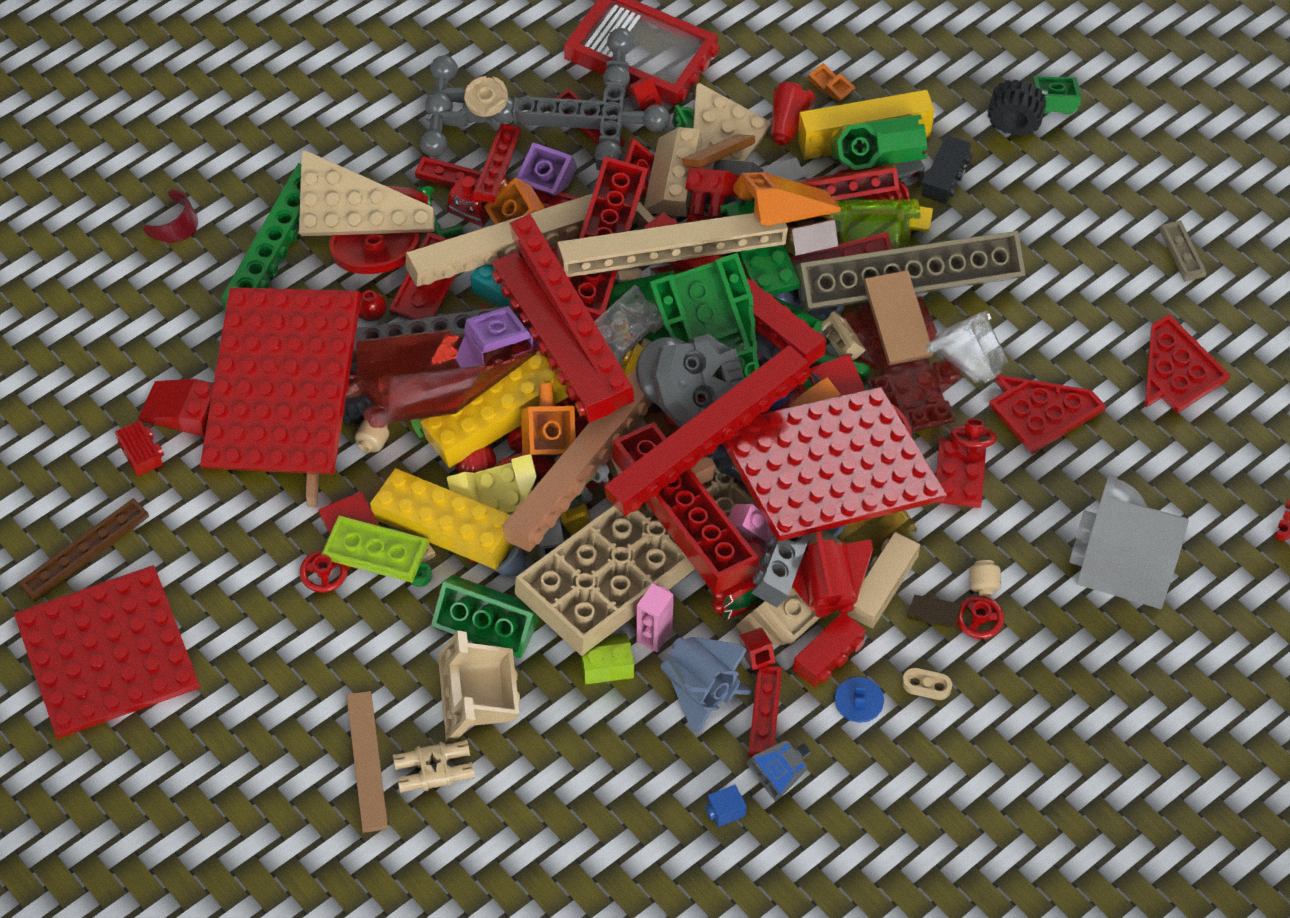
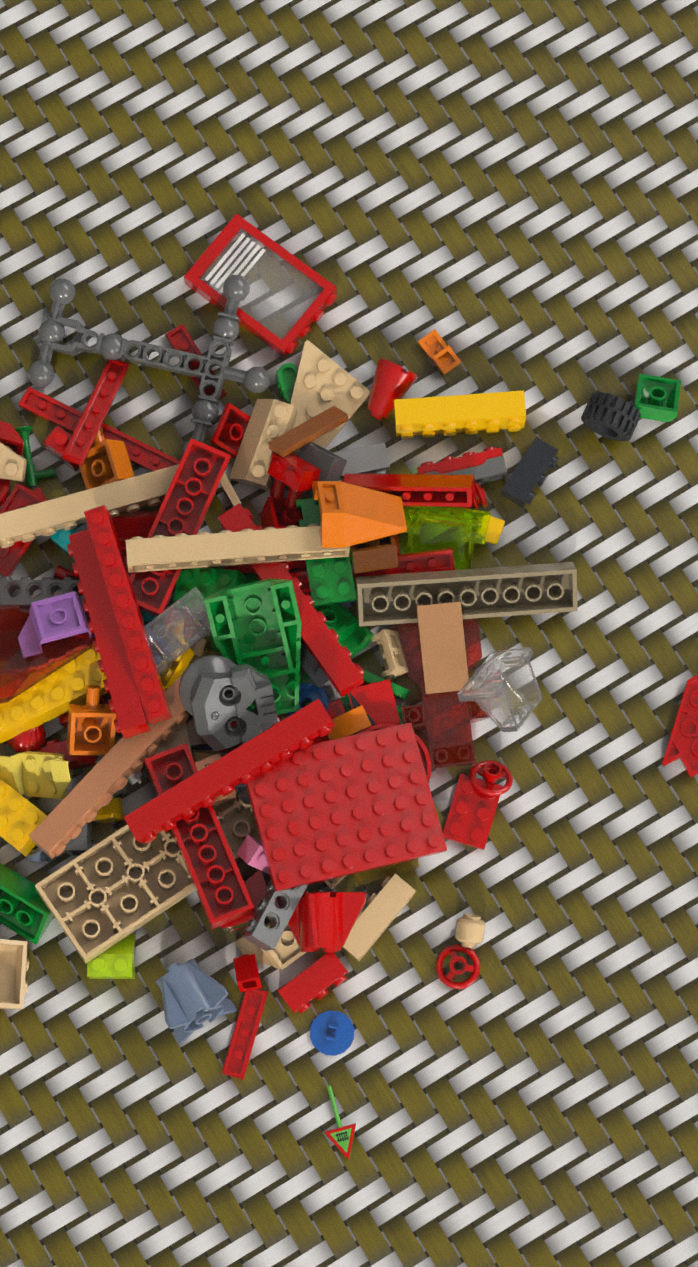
camera: 15 degrees right, 20 degrees up
(486, 96) = (95, 335): tan tile -> none
(547, 169) = (142, 423): medium lavender slope -> none
(644, 94) = (252, 350): red brick -> none
(655, 617) = (158, 934): bright pink brick -> none
(725, 806) = (190, 1124): blue brick -> none
(779, 767) = (245, 1095): torso -> none
(879, 142) = (463, 447): green brick -> none
(893, 798) = (341, 1136): none -> piece
(927, 683) = (394, 1030): tan plate -> none
(934, 611) = (417, 956): dark brown tile -> none
(1042, 410) = (563, 757): red wing -> none
(1128, 546) = (607, 924): light grey piece -> none

